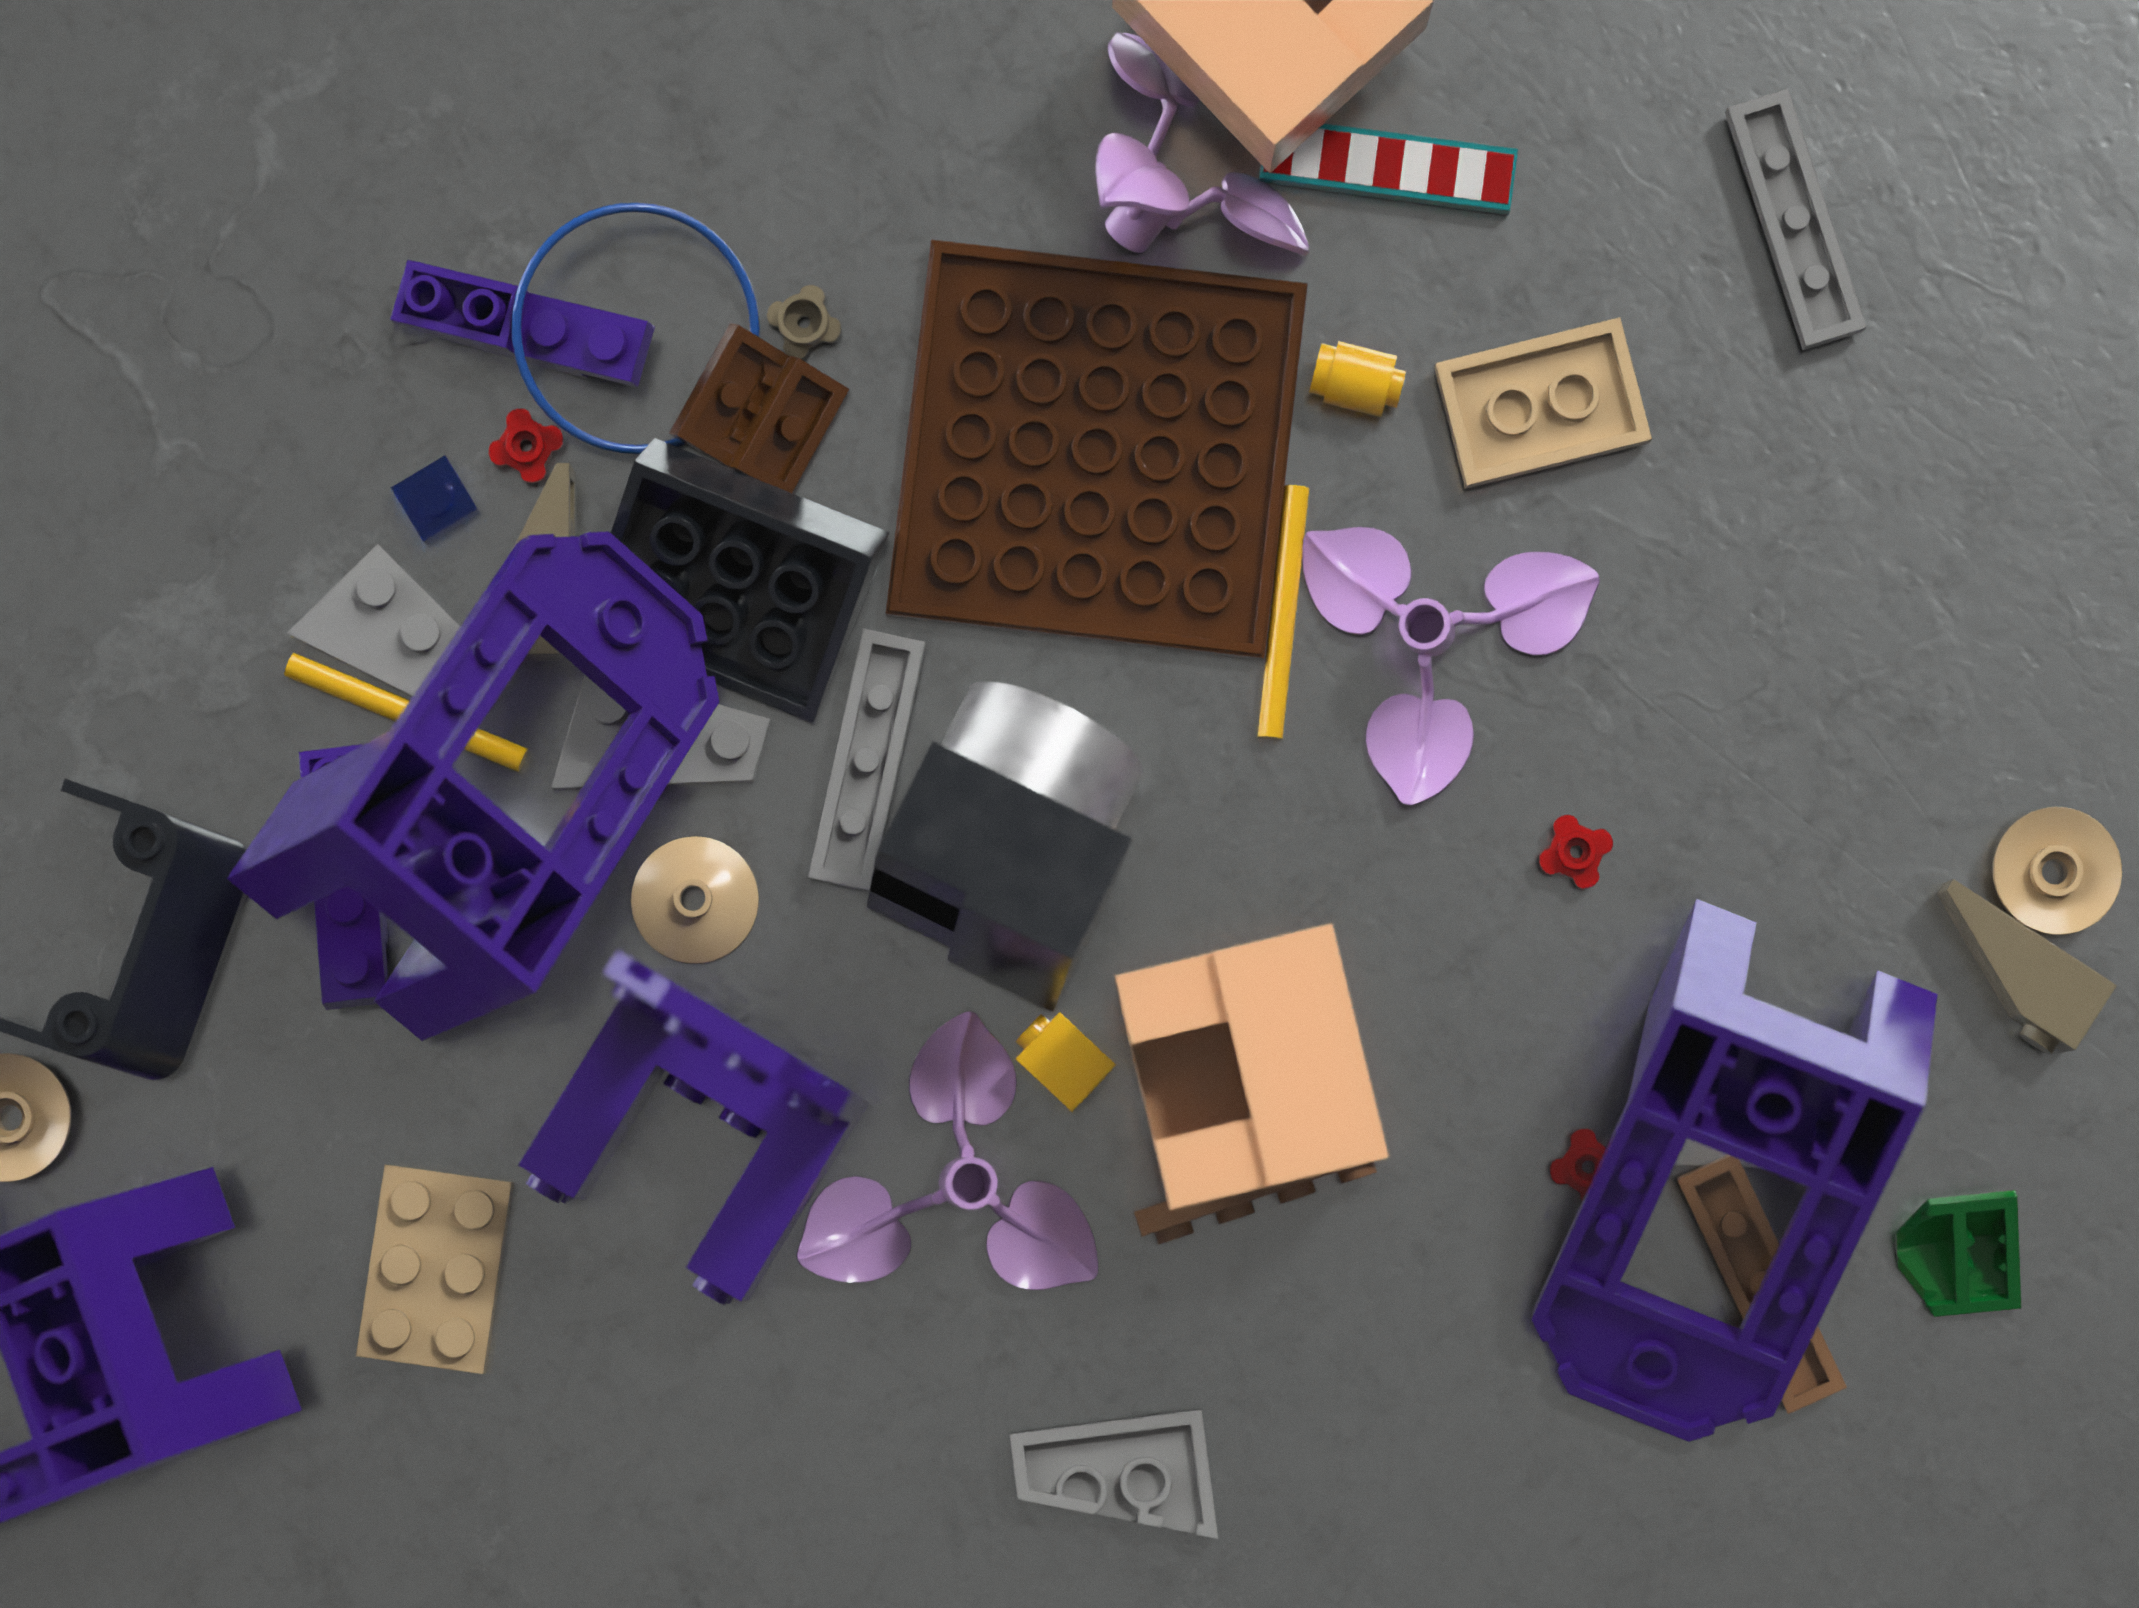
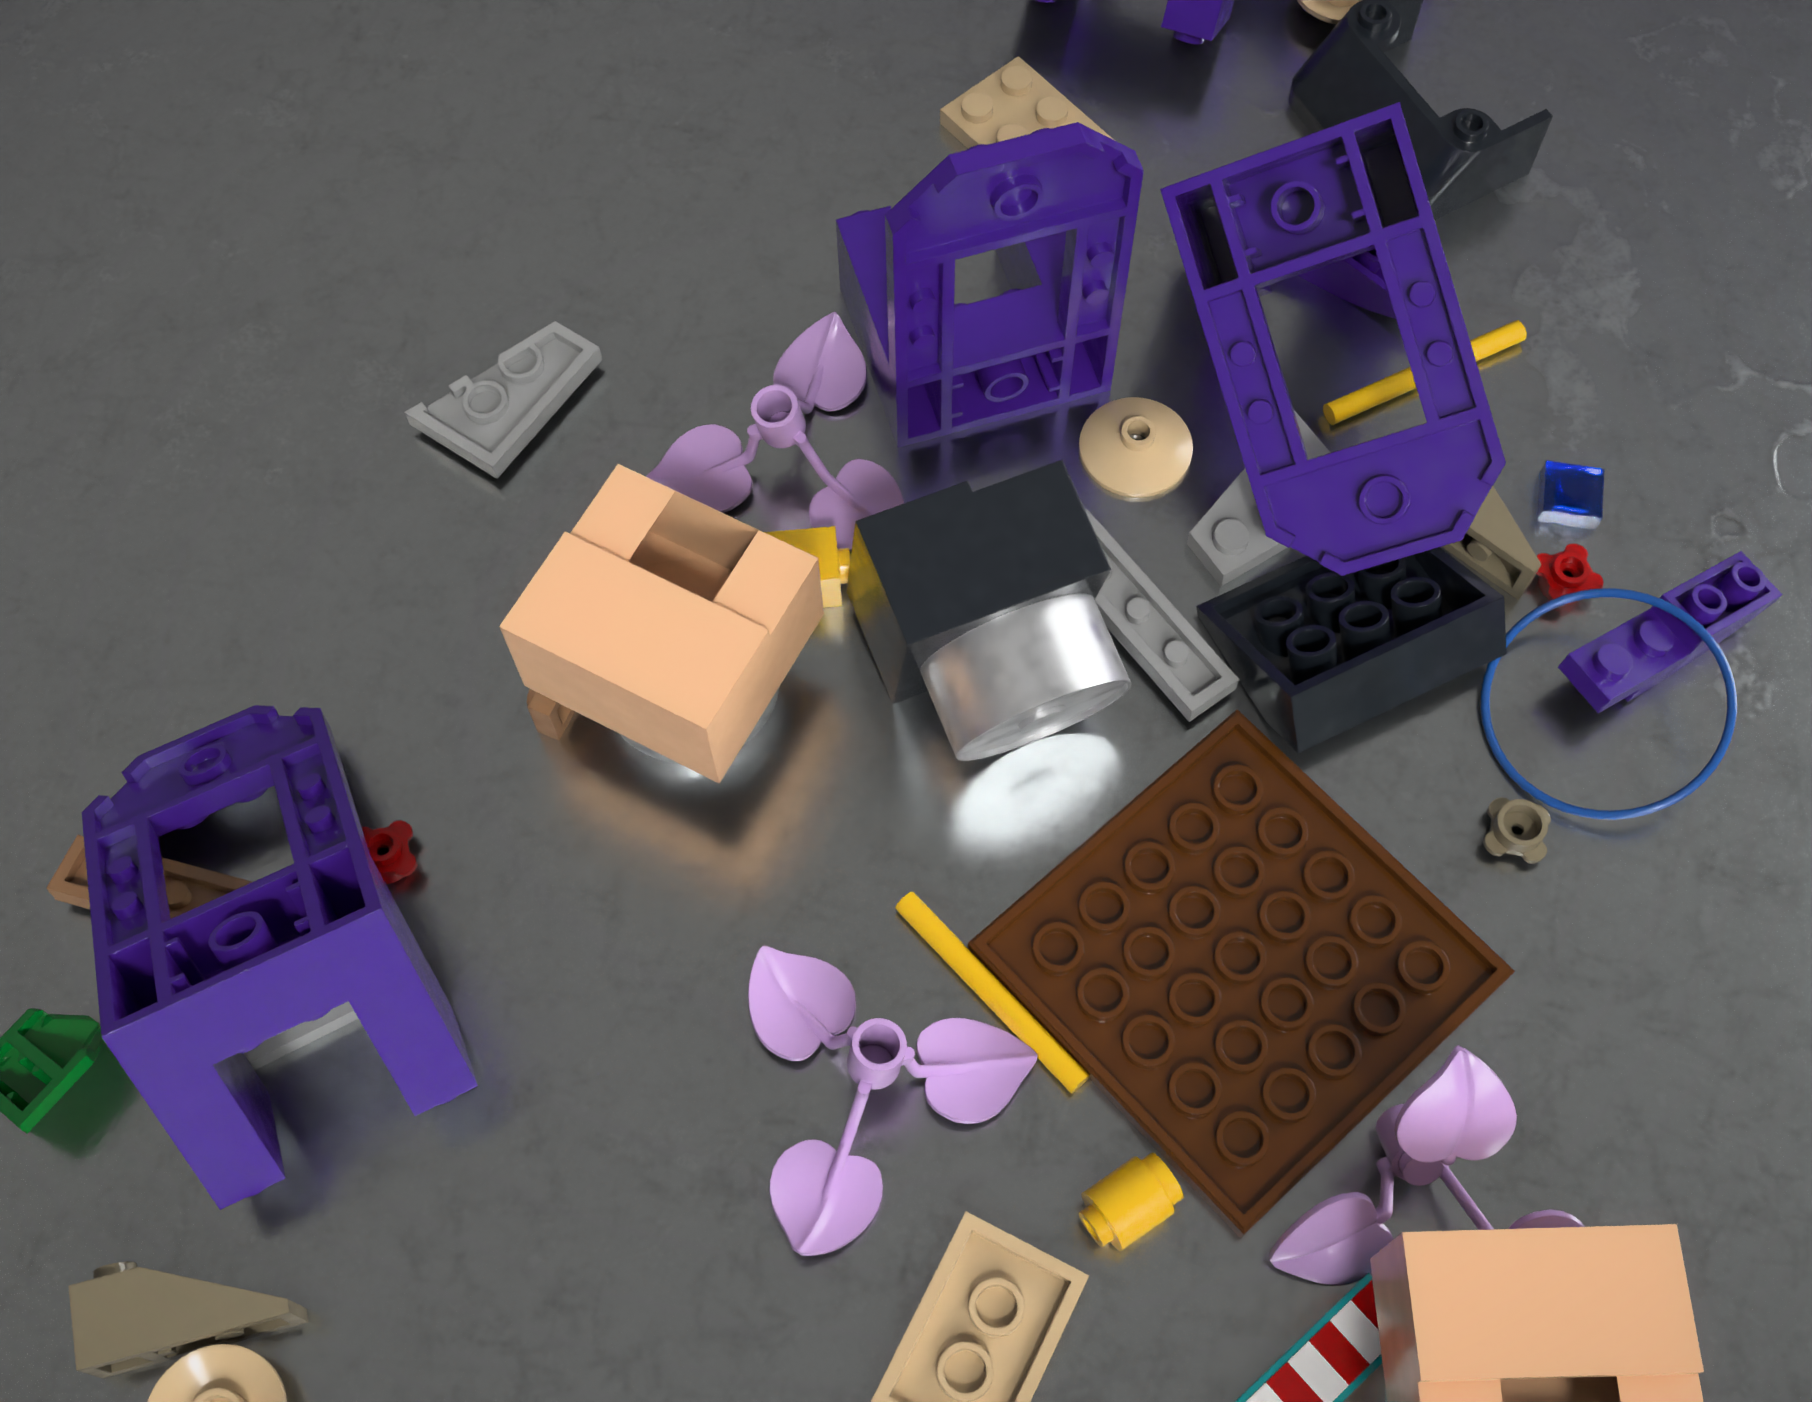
camera: 130 degrees right, 20 degrees down
(380, 624) = (1519, 394): light grey wing -> none
(759, 409) = (1469, 745): reddish brown slope -> none
(1558, 857) = (606, 1064): red plate -> none

